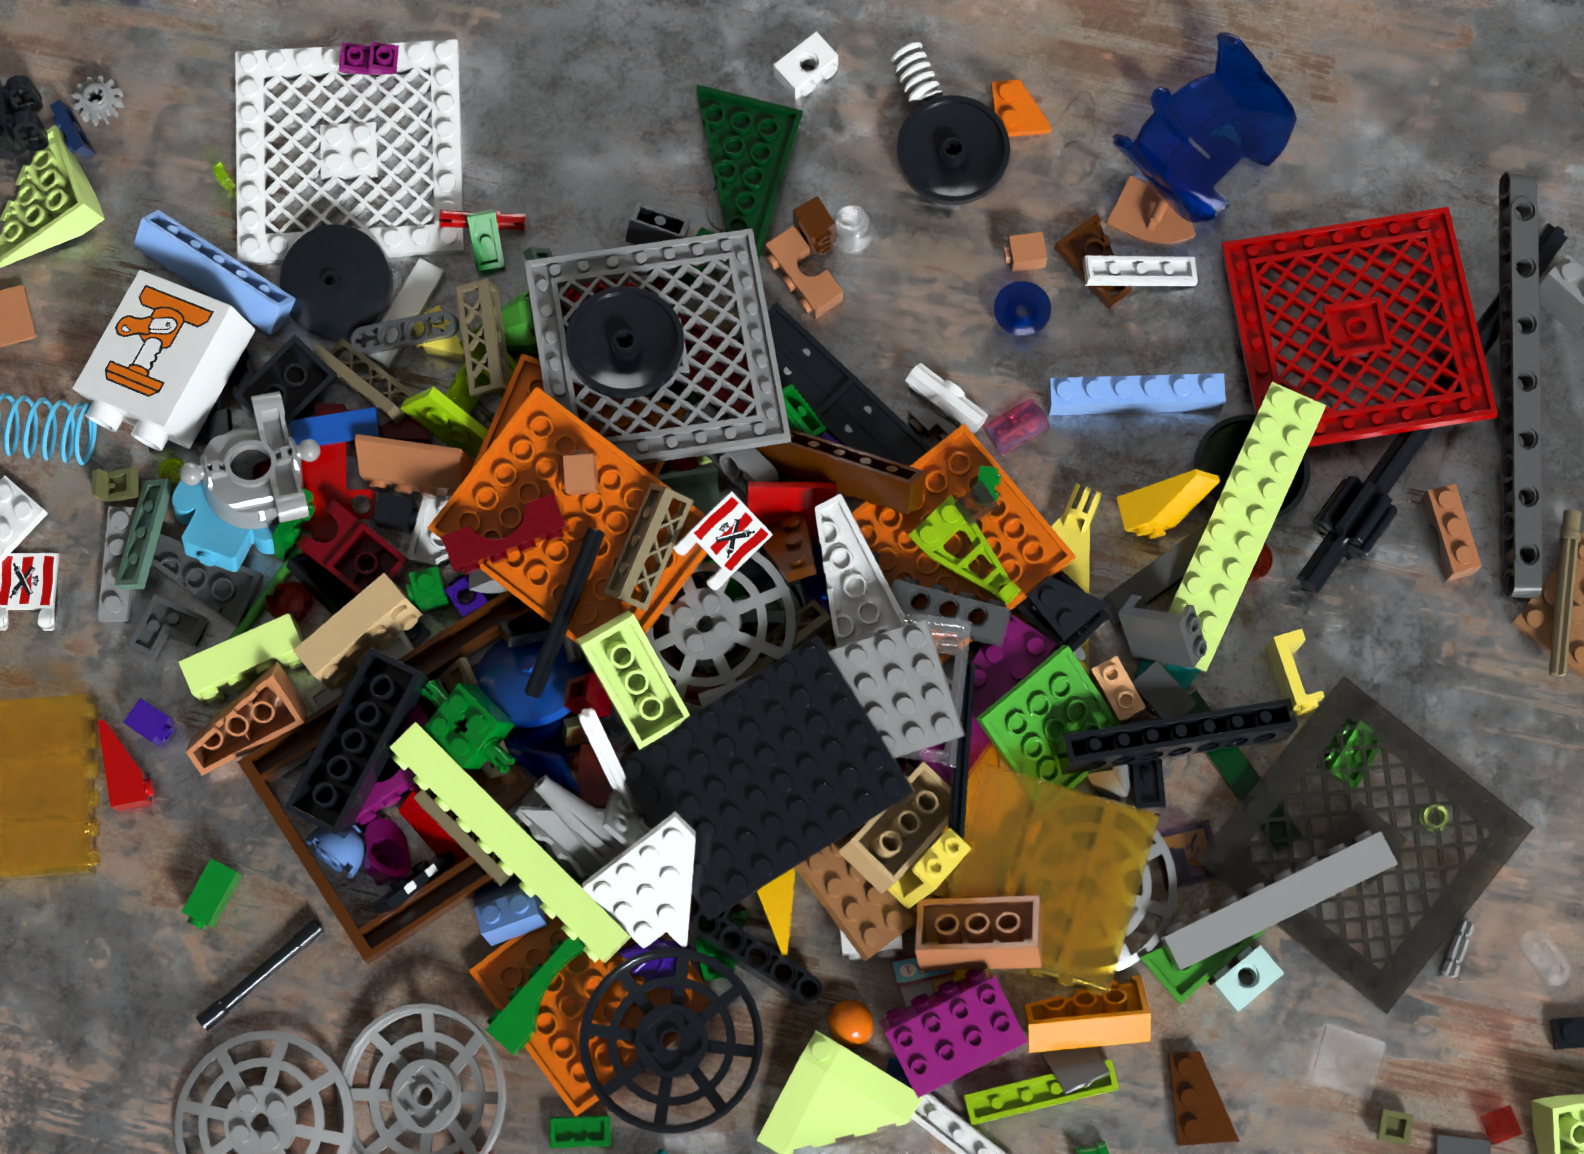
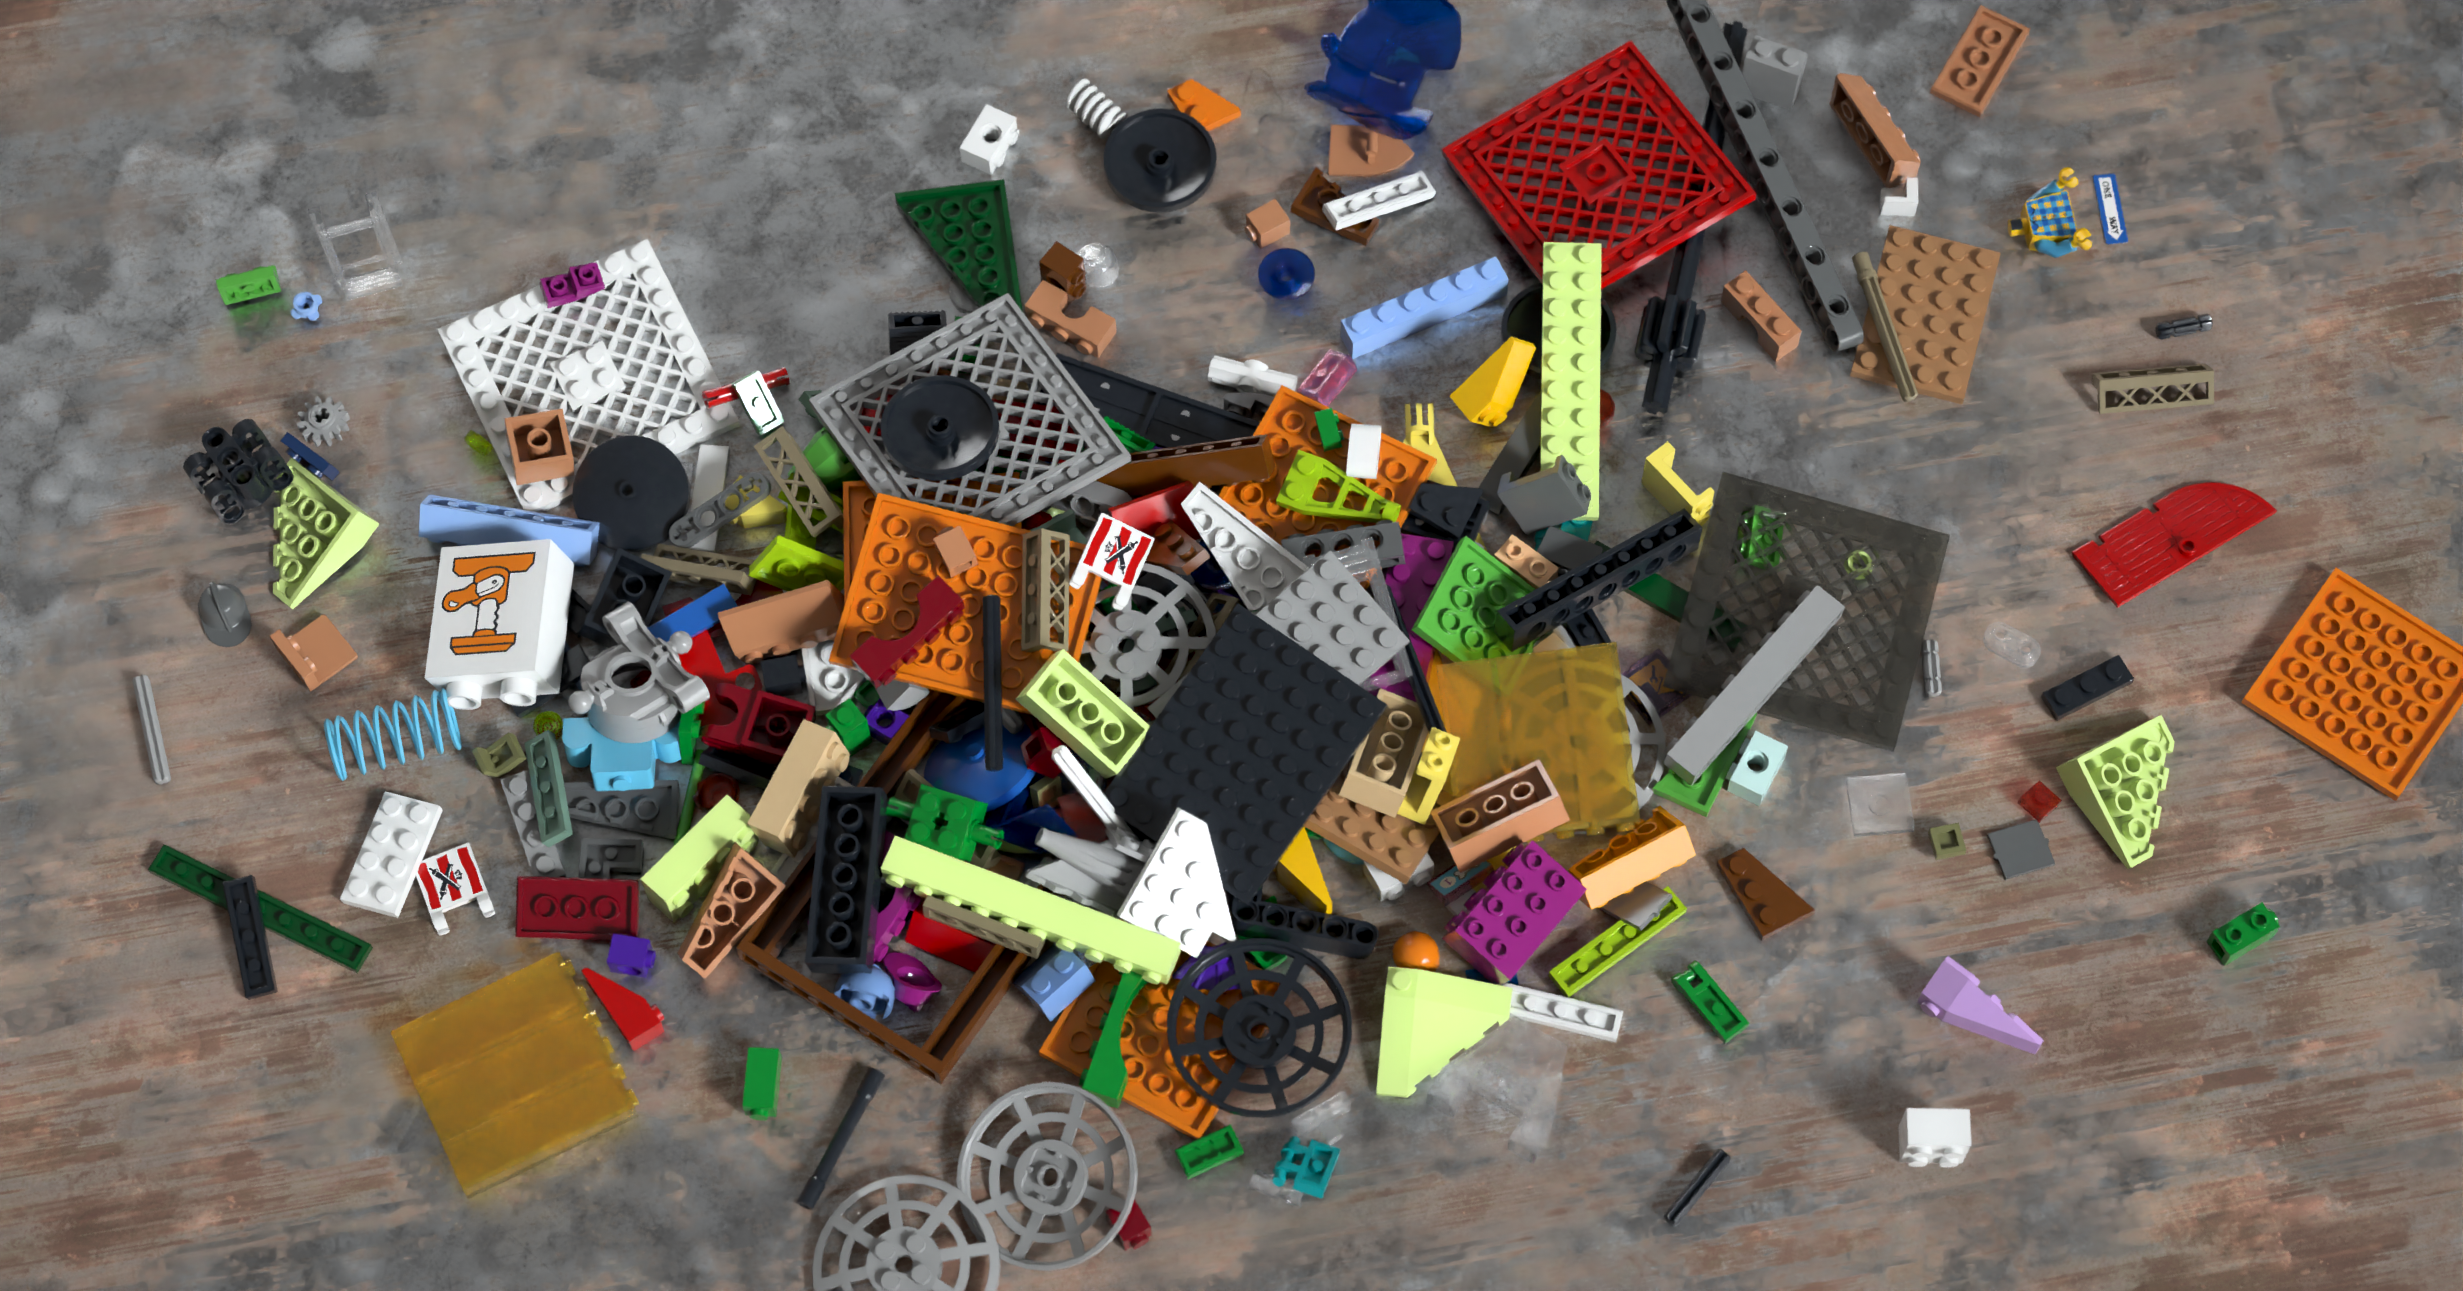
camera: 25 degrees left, 10 degrees down
(122, 658) = (576, 907): none -> dark red tile
(270, 205) = (539, 446): none -> nougat brick
(405, 887) = (948, 995): black plate -> none
(976, 504) = (1328, 444): clear smoke panel -> none
(1009, 522) = (1363, 451): none -> white beam

